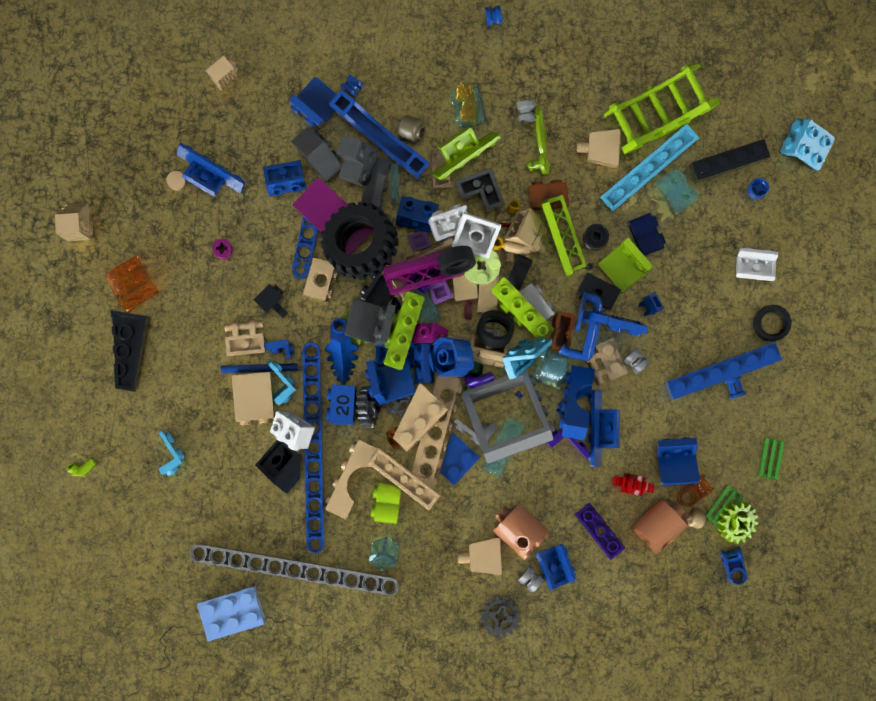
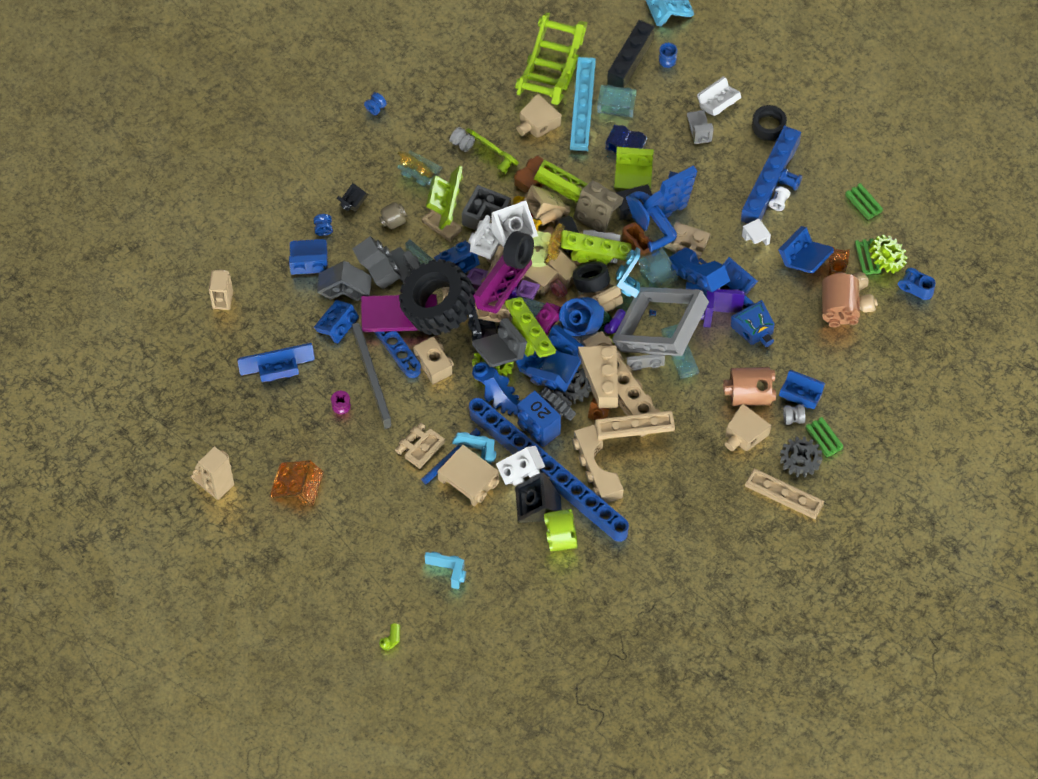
camera: 45 degrees left, 25 degrees down
(129, 339) = (336, 522): black wing -> none
(175, 180) = (258, 390): tan tile -> none
(231, 613) = (610, 629): light blue brick -> none
(264, 249) = (371, 374): none -> dark grey tile
(270, 299) = (412, 404): black brick -> none
(271, 507) = (561, 530): none -> lime brick
(277, 346) = (451, 425): blue bracket -> none
(284, 571) = (619, 567): light grey beam -> none
(378, 135) = (344, 236): blue arch -> none
(383, 553) = (674, 492): clear light blue panel -> none
(386, 503) = (640, 457): lime brick -> none
(395, 83) = (352, 198): none -> black bracket
(457, 459) = (658, 387): blue wing -> none
(461, 630) = (784, 493): none -> tan tile
(485, 281) = (552, 250): none -> clear yellow slope
(531, 631) = (816, 424): none -> bright green tile
(564, 271) = (596, 206): none -> dark tan bracket
(579, 481) = (754, 324): none -> blue torso
(592, 521) = (795, 345): dark purple tile -> none
(595, 237) = (595, 169): black wheel -> none
(633, 484) = (793, 290): red gear -> none
(639, 364) = (712, 220): light grey wheel -> none
(659, 408) = (756, 232): none -> white panel
(683, 542) = (868, 303): none -> tan piece
(709, 395) = (779, 198): none -> white bush
(716, 274) = (699, 127): none -> light grey bracket

